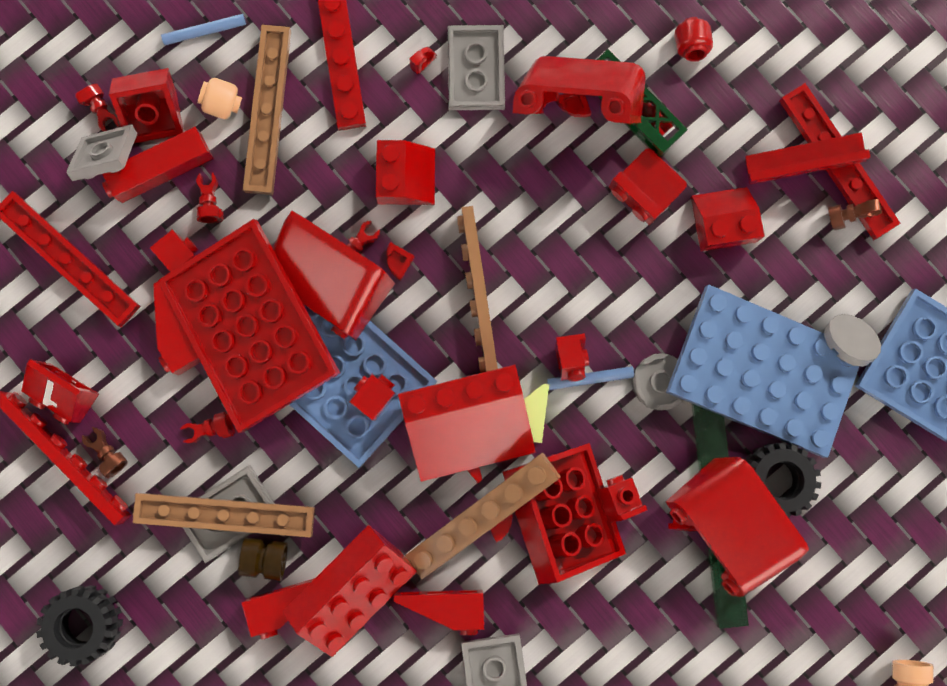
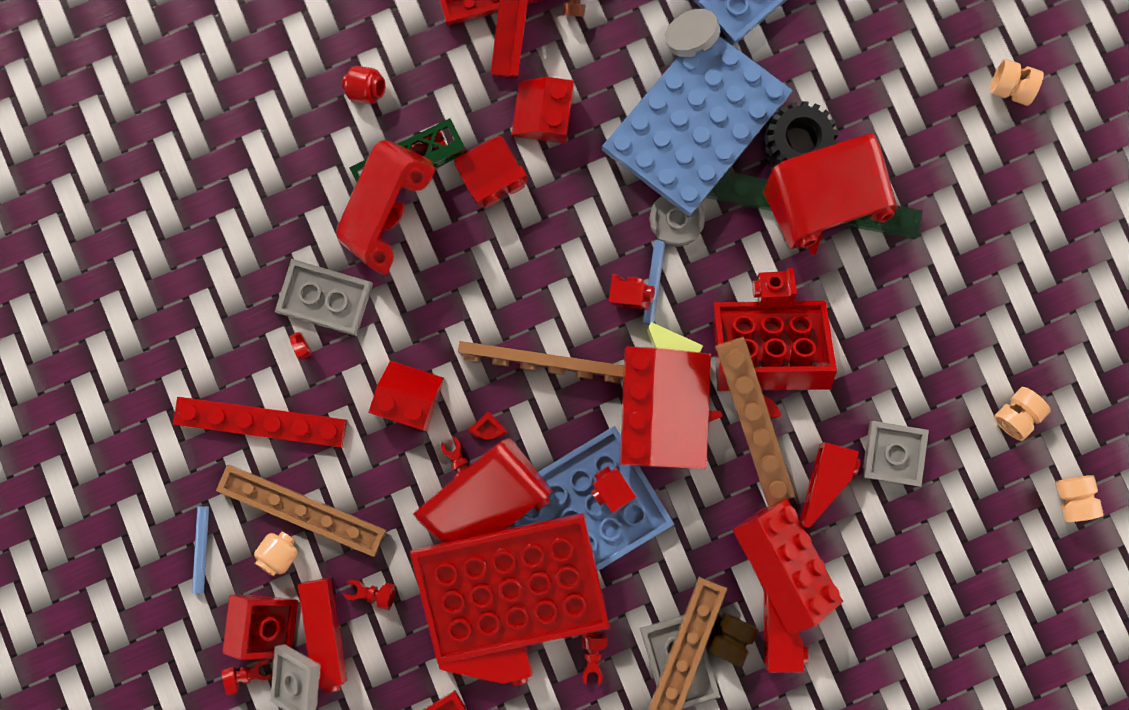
camera: 65 degrees left, 0 degrees up
(174, 250) = (413, 639): red brick -> none

